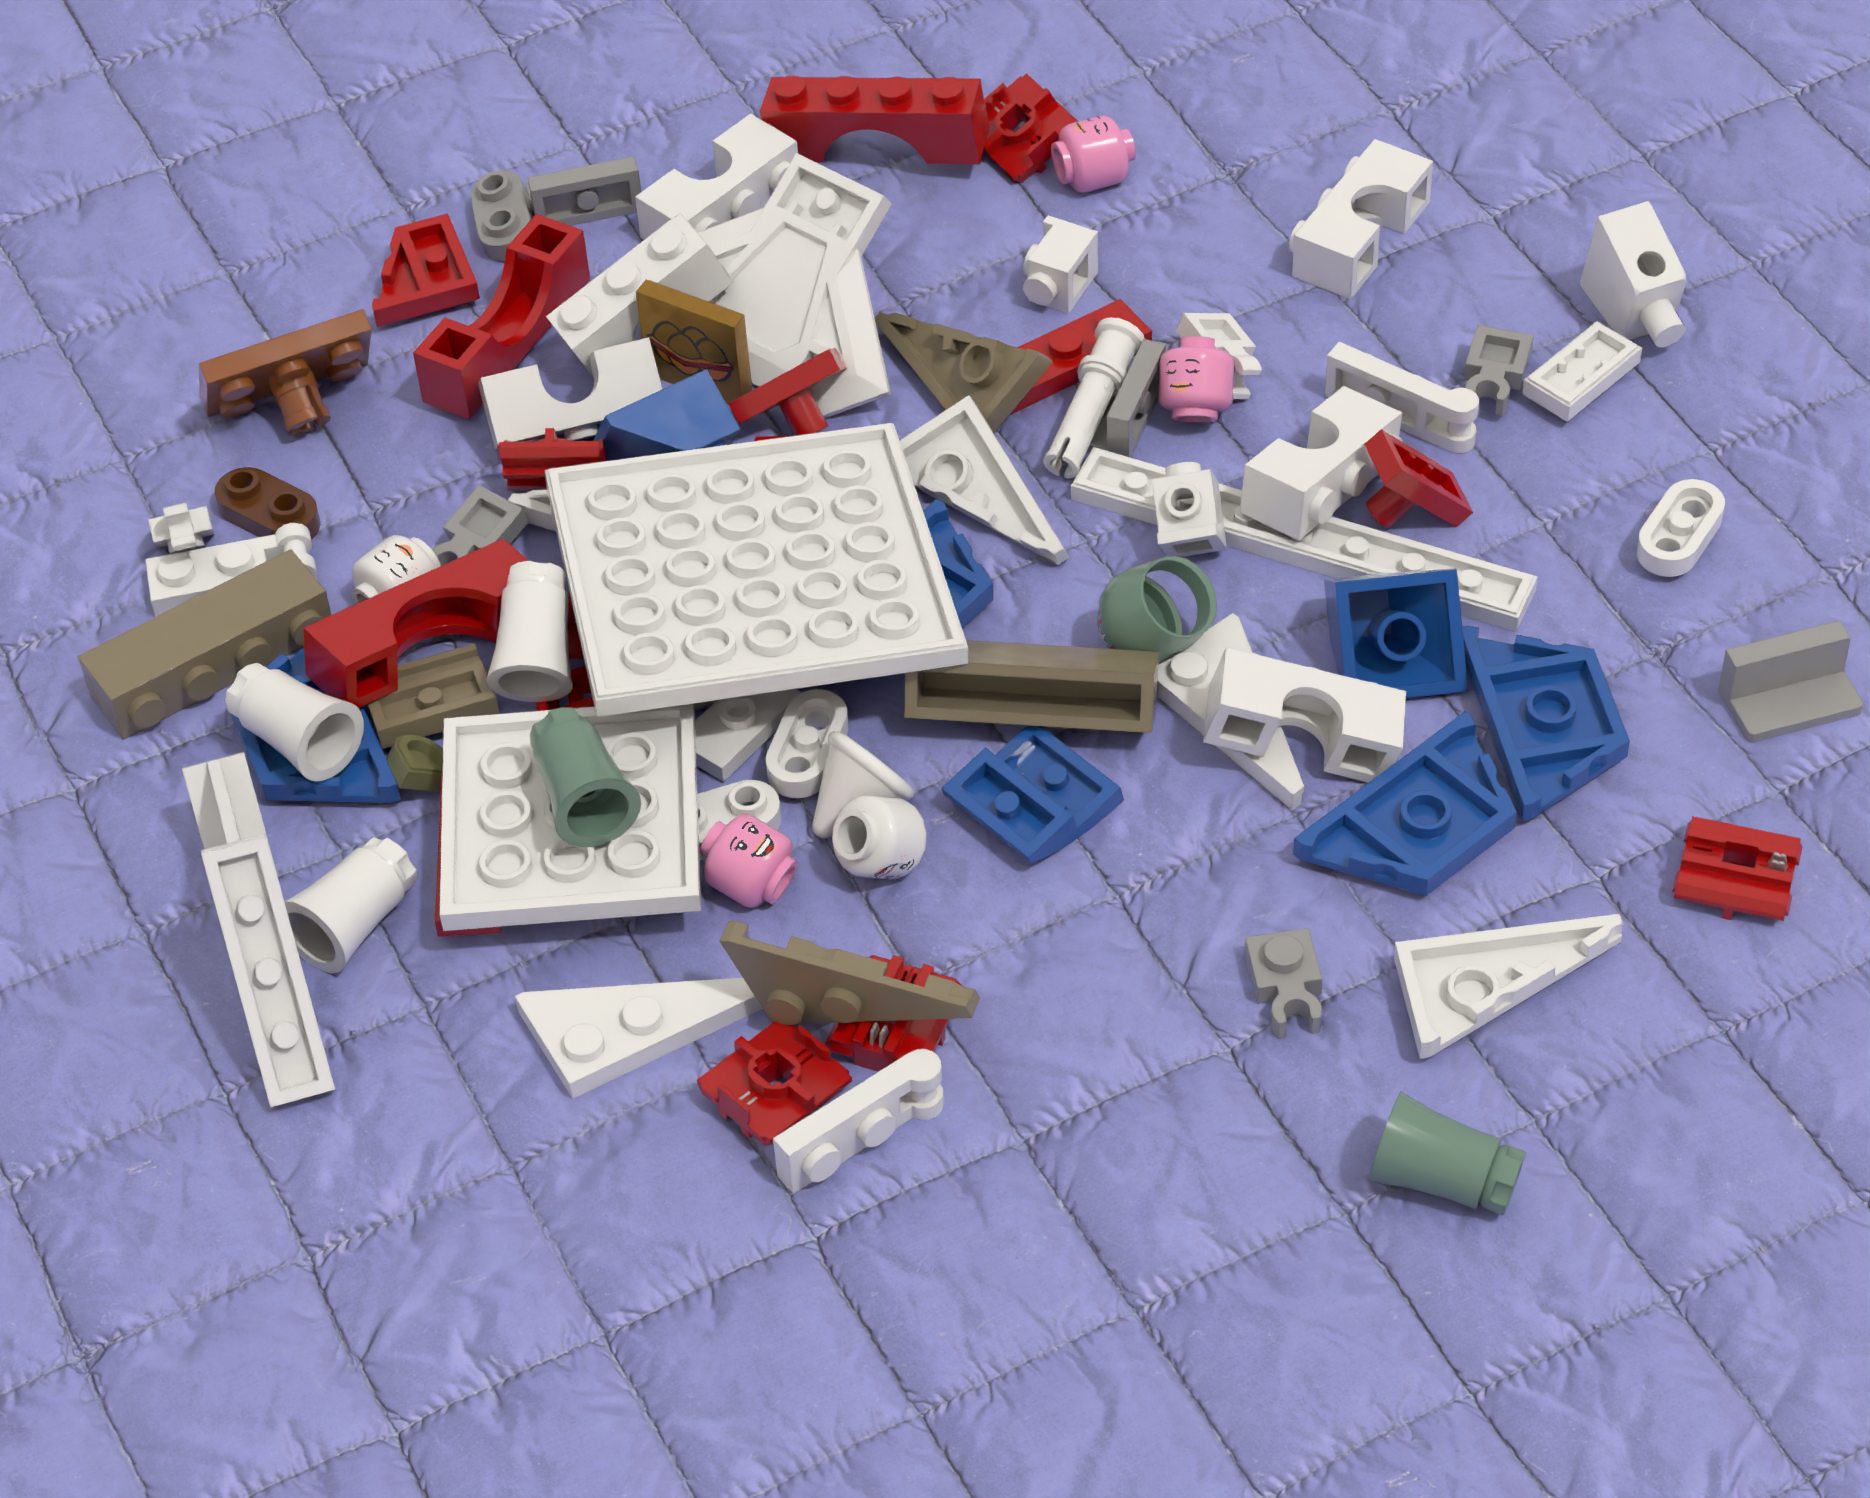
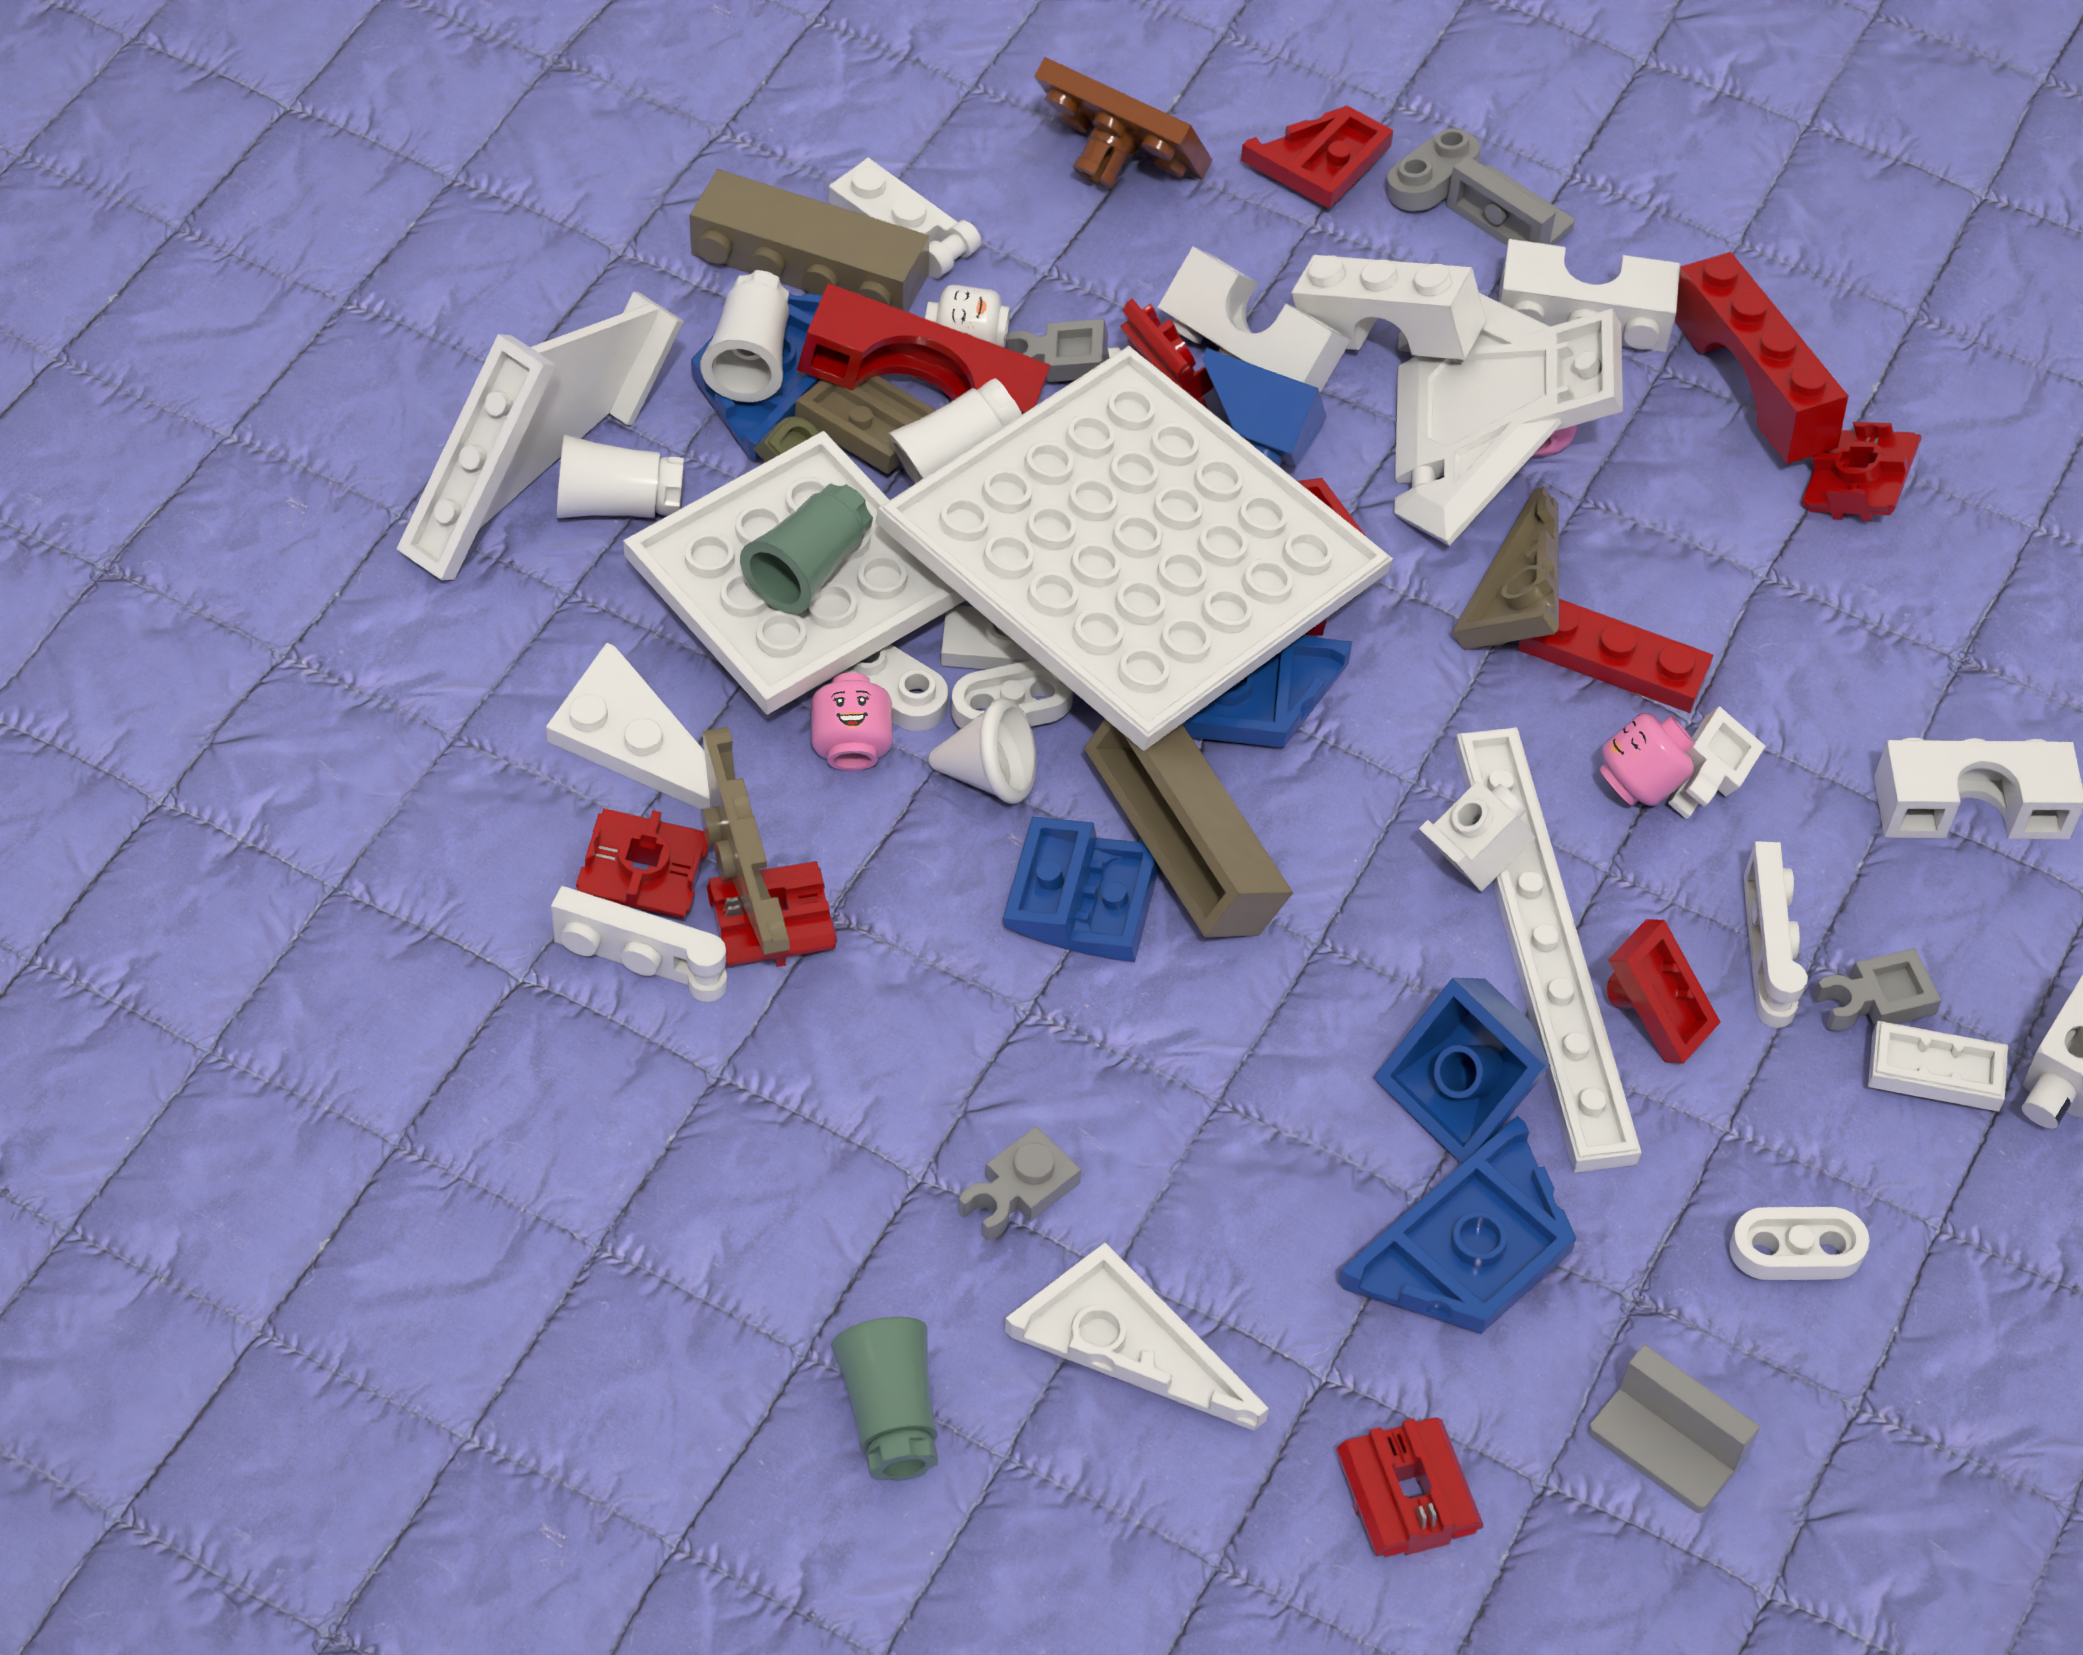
camera: 50 degrees right, 5 degrees up
(181, 528) = (907, 160): white plate -> none
(264, 502) = (991, 200): reddish brown plate -> none
(539, 274) = (1371, 223): red arch -> none
(694, 337) = (1372, 372): pearl gold tile -> none
(792, 394) = (1382, 475): red tile -> none
(879, 837) = (936, 797): white head -> none
(968, 470) = (1409, 647): white wing -> none
(1061, 265) = (1710, 588): white brick -> none
(1092, 154) = (1872, 540): bright pink head -> none
(1099, 379) = (1592, 686): white pin -> none
(1133, 405) = (1580, 721): light grey panel -> none
(1142, 615) = (1335, 864): sand green helmet -> none
(1185, 687) = (1306, 971): white wing -> none
(1304, 486) = (1578, 906): white arch -> none
(1351, 718) = (1289, 989): white arch -> none
(1417, 816) = (1278, 1194): blue wing -> none

